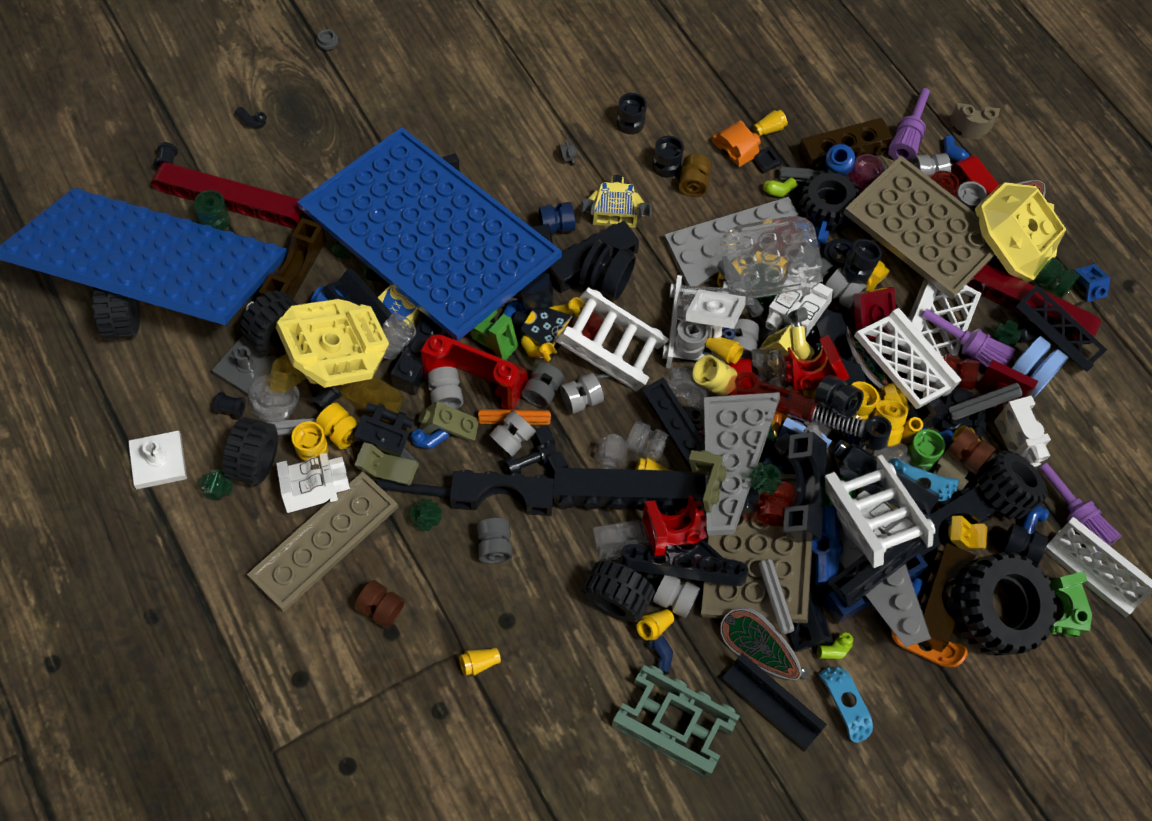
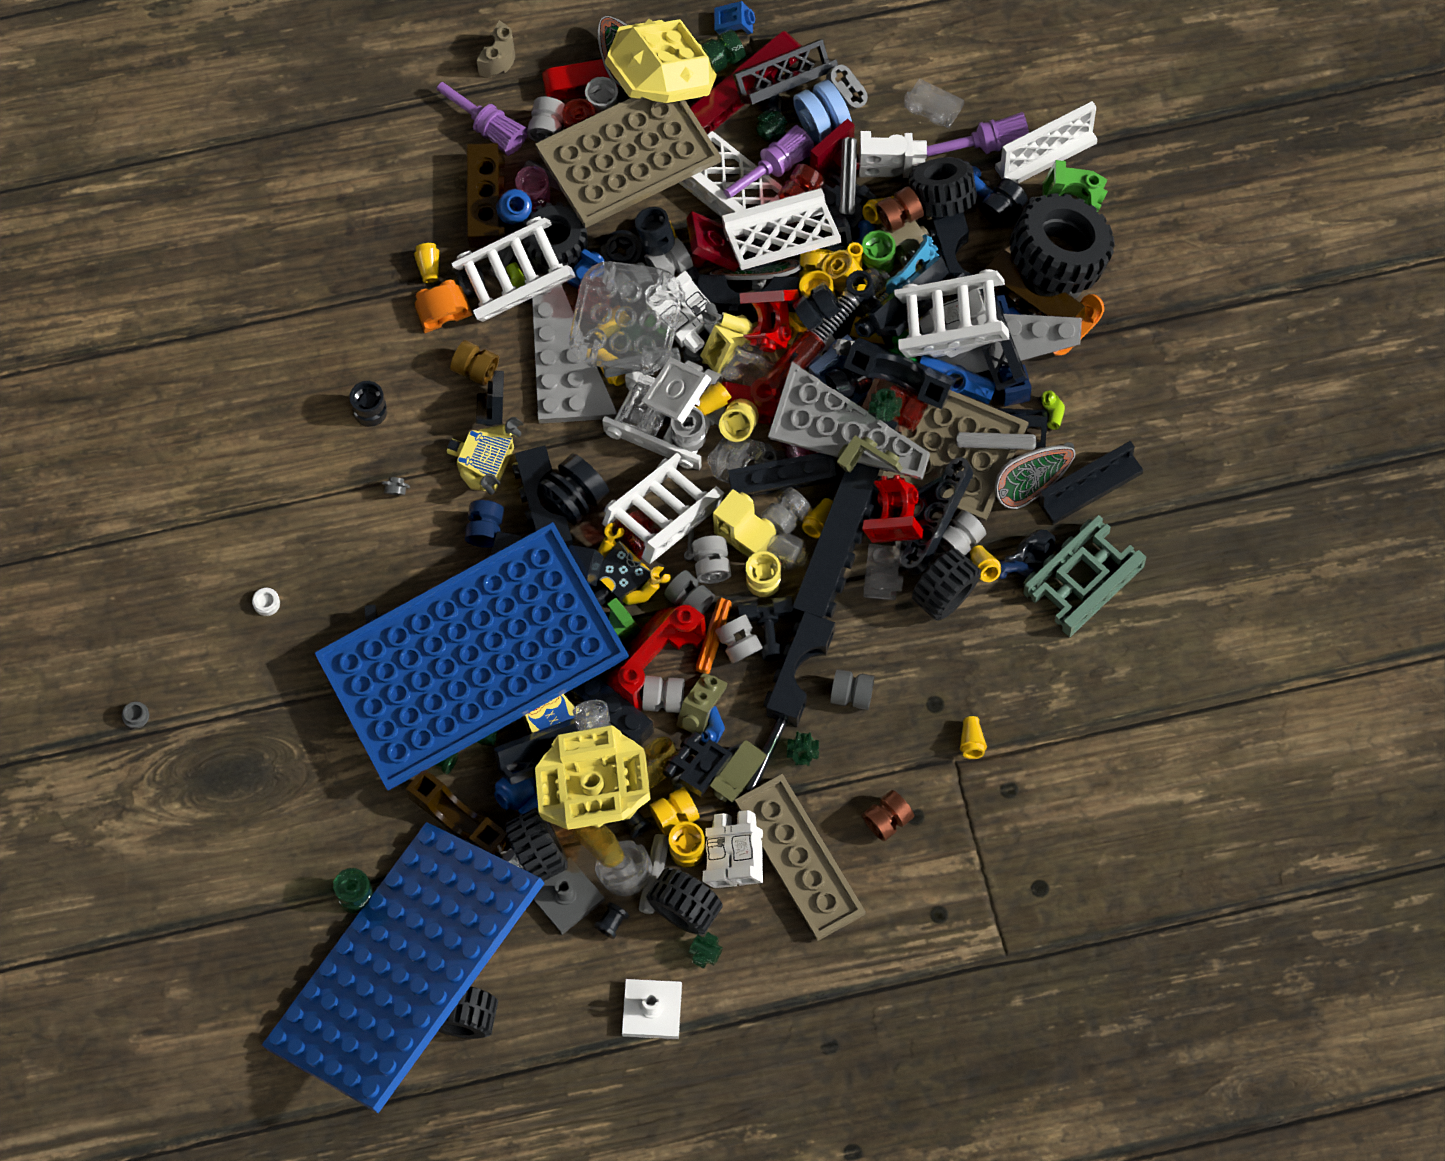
camera: 65 degrees left, 5 degrees up
(166, 154) = (253, 931): black bush -> none
(238, 196) = (318, 886): dark red beam -> none
(248, 120) = (228, 826): black arm -> none
(445, 96) = (266, 601): none -> white tile
(581, 437) = (763, 574): none -> light yellow wheel
(621, 406) = (740, 526): none -> light yellow brick
(665, 193) = (490, 404): none -> black bracket
(668, 156) = (440, 383): black wheel -> none
(687, 667) = (1035, 548): none -> black piece
(778, 194) = (534, 284): none -> white fence
(856, 718) = (1089, 417): dark azure piece -> none
(954, 152) = (526, 89): blue arm -> none
(967, 535) = (977, 247): yellow bracket -> none
(1078, 386) = (848, 86): none -> beam
(1093, 462) = (933, 103): none -> clear bracket

